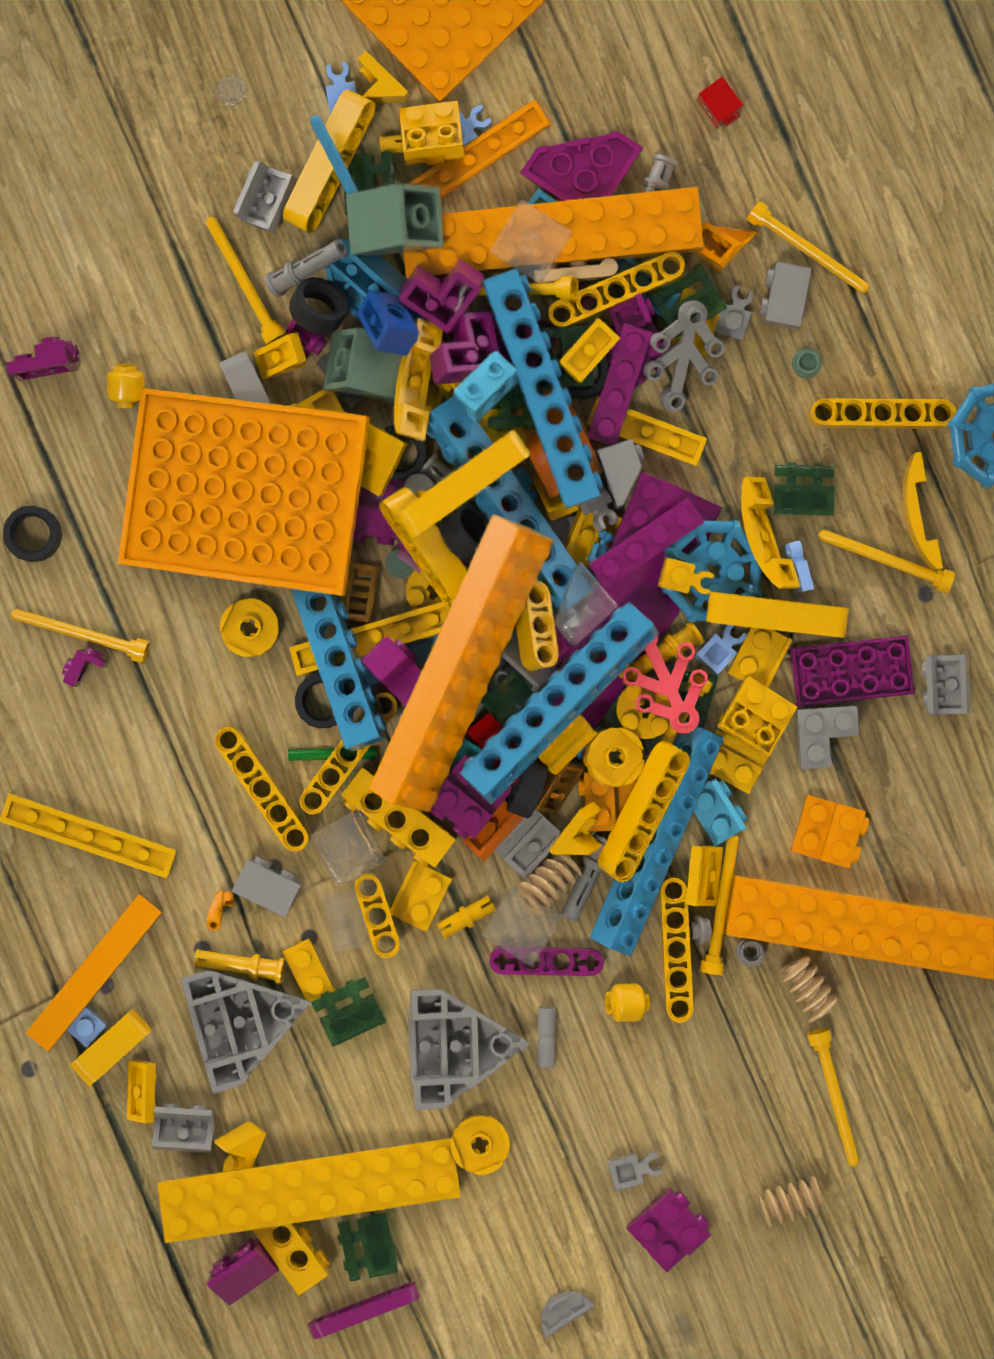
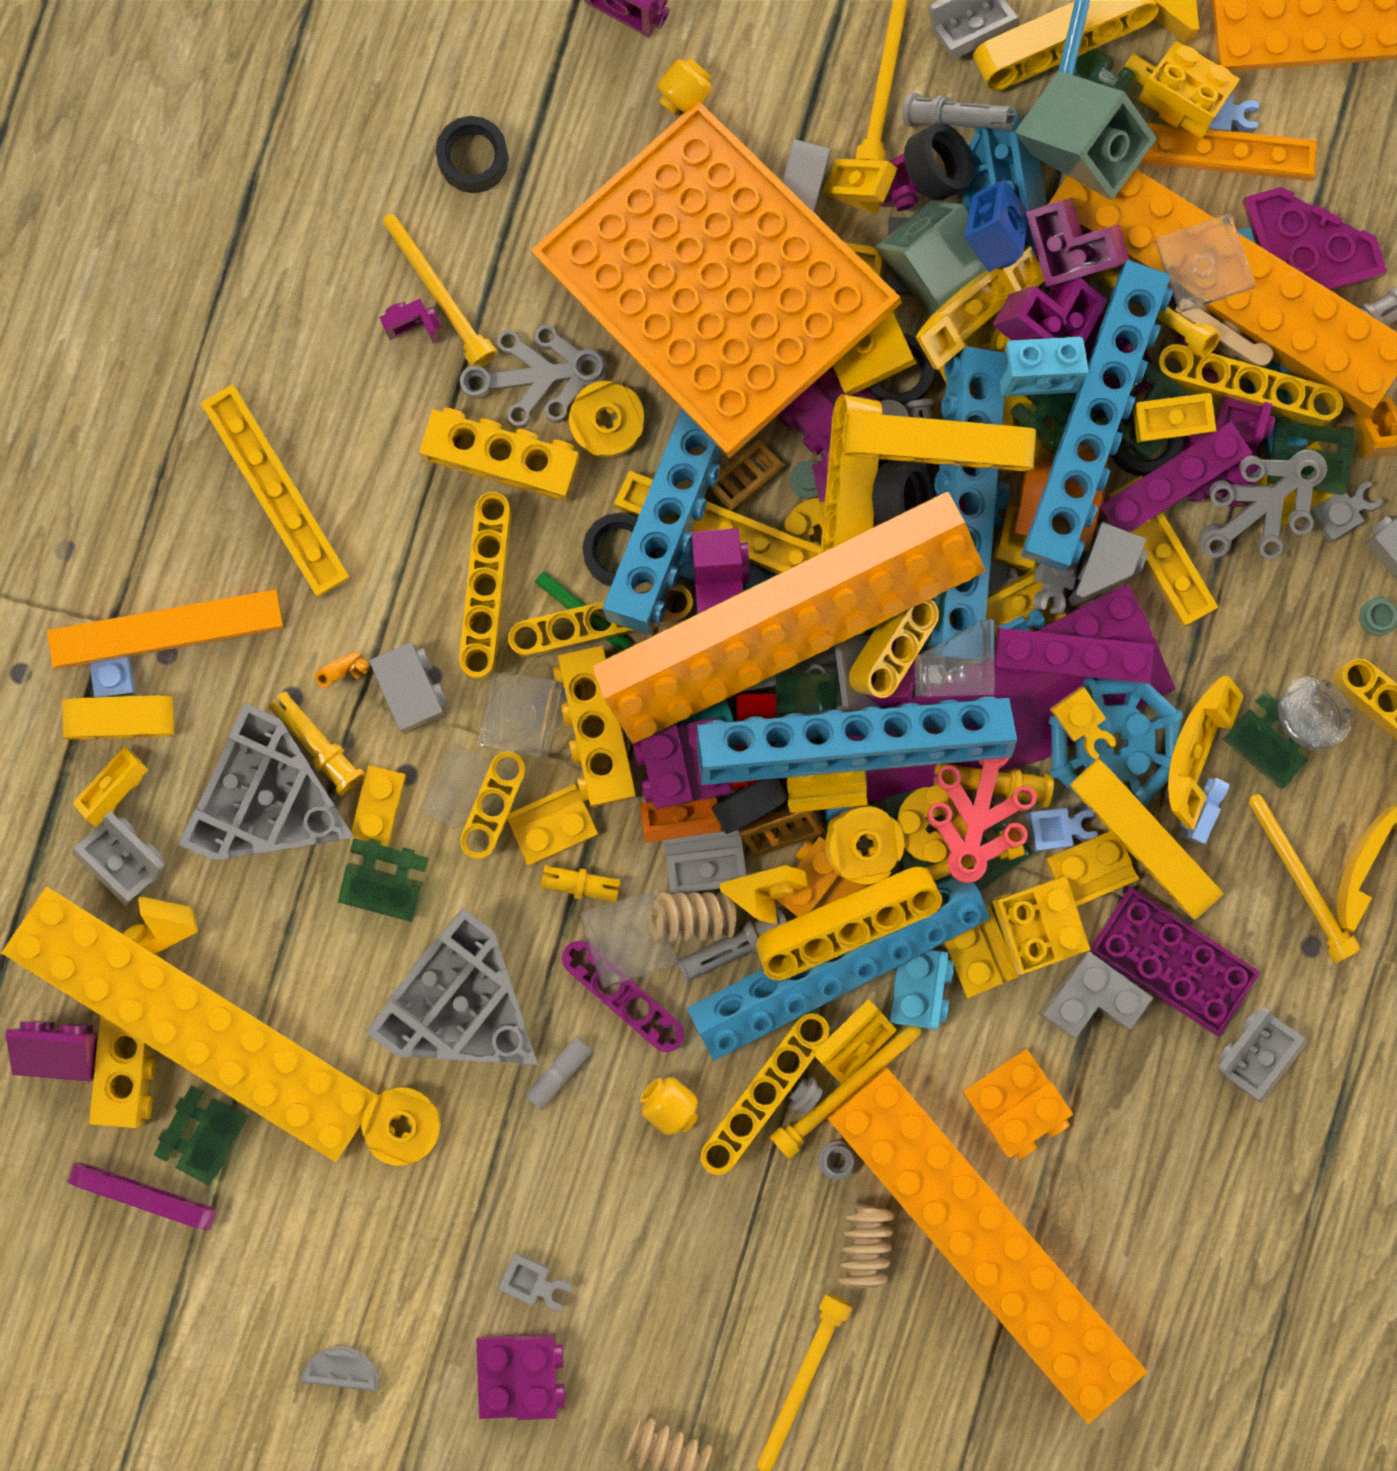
camera: 45 degrees right, 5 degrees down
(164, 727) = (447, 426): none -> yellow brick
(187, 633) = (540, 374): none -> light grey plant
(815, 454) = (1315, 713): none -> clear tile

